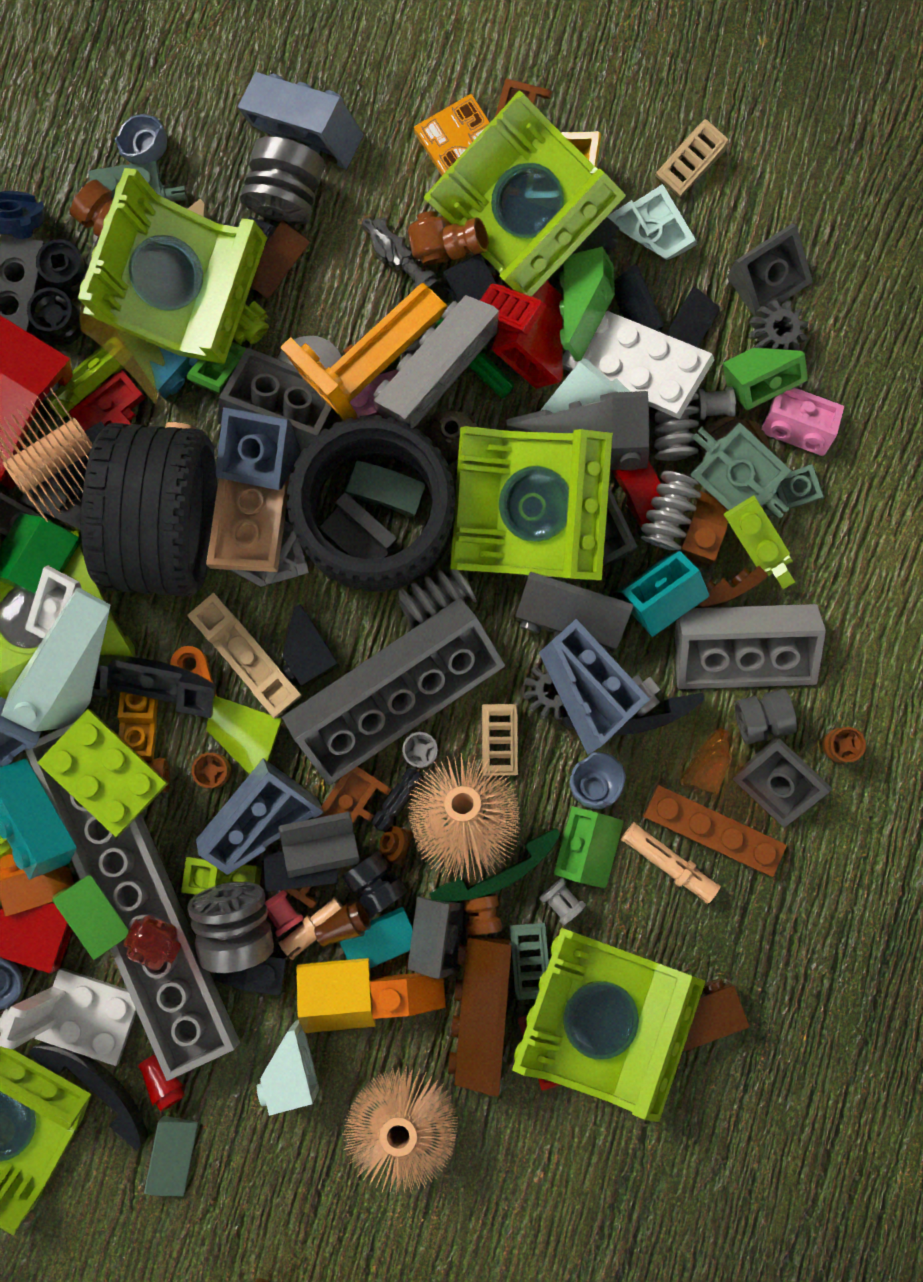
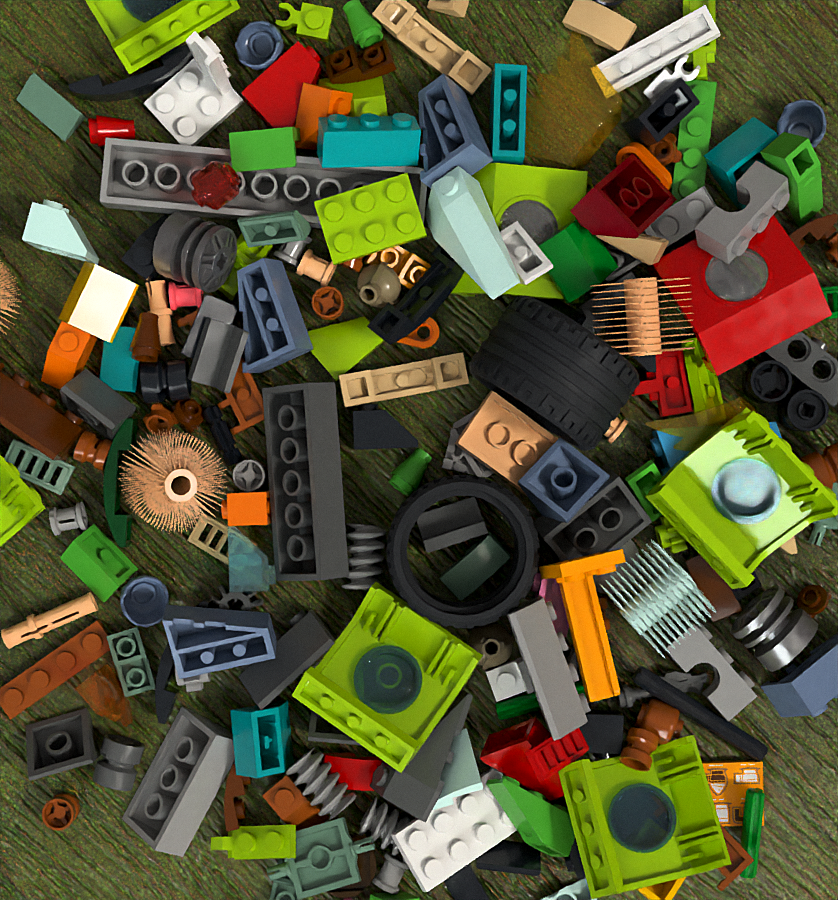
camera: 120 degrees right, 5 degrees up
(159, 732) = (382, 282): none -> dark tan piece
(164, 862) = (274, 228): none -> sand green slope
(176, 837) = (291, 251): none -> light grey bush
(184, 801) = (316, 268): none -> light nougat bush
(235, 163) = (813, 599): none -> reddish brown plate
(313, 297) = (659, 597): none -> light aqua piece
(332, 599) = (410, 472): none -> bright green cone
(364, 193) = (729, 690): none -> light grey arch
(401, 206) = (699, 713): none -> black axle
(423, 869) = (160, 418): none -> dark orange plate
(451, 731) = (247, 508): none -> orange brick
(471, 396) = (509, 679): none -> white slope
(473, 102) = (752, 828): none -> green axle
(504, 699) = (247, 565): none -> clear light blue slope
(663, 760) = (131, 662): none -> sand green slope

